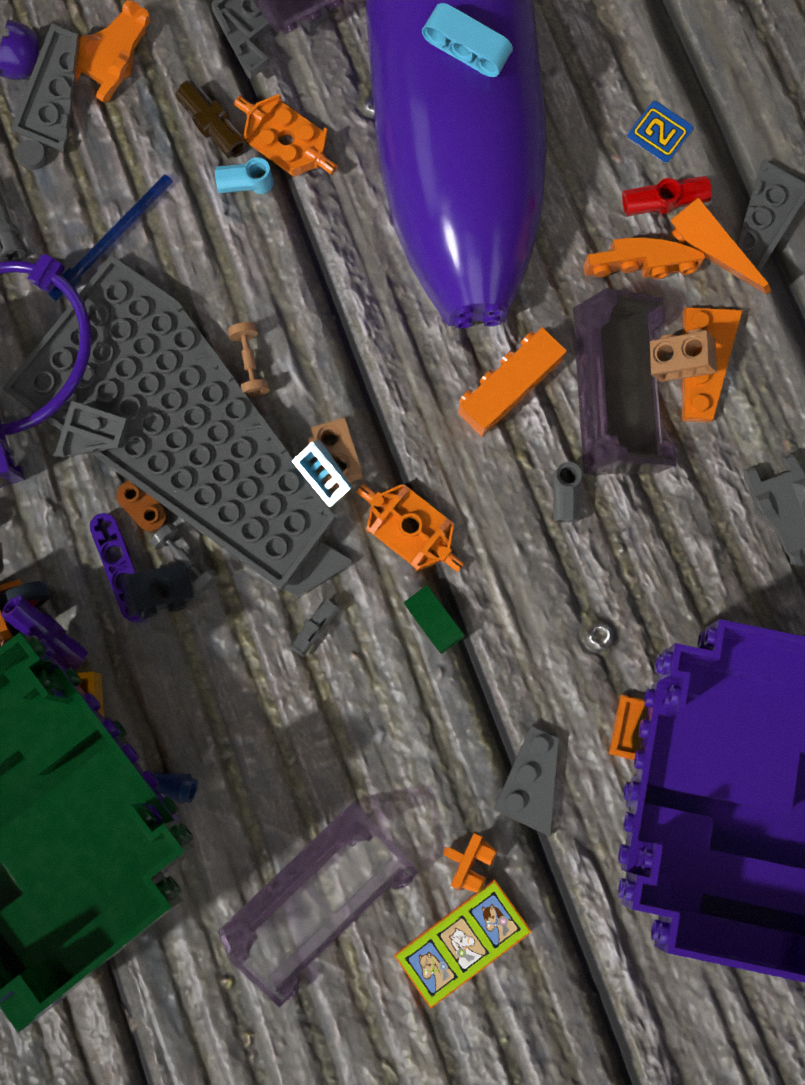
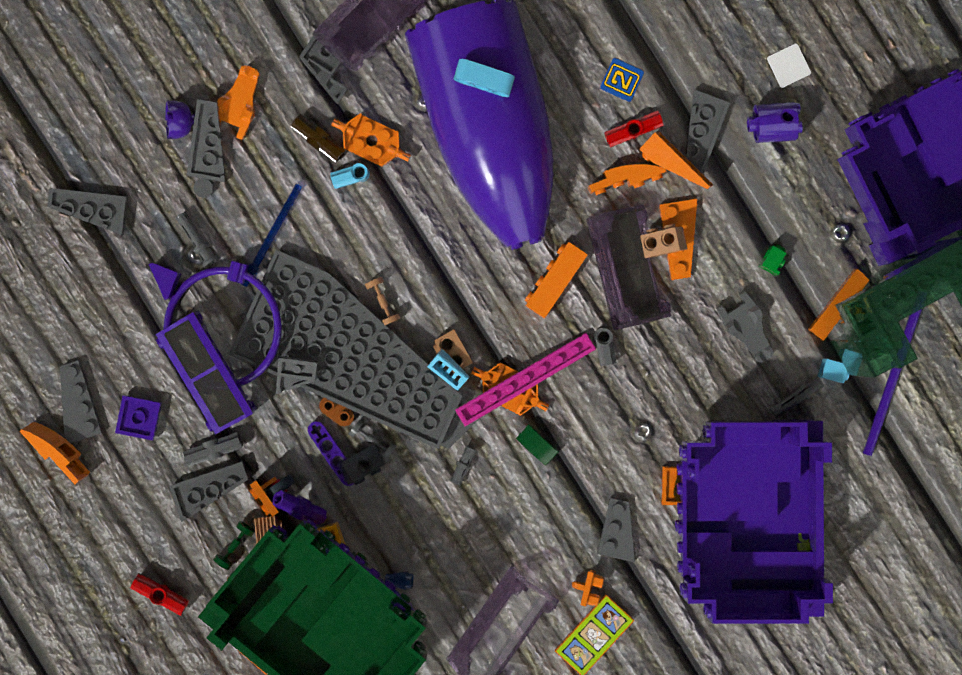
camera: 10 degrees left, 10 degrees up
(434, 514) = (525, 379): none -> dark pink tile

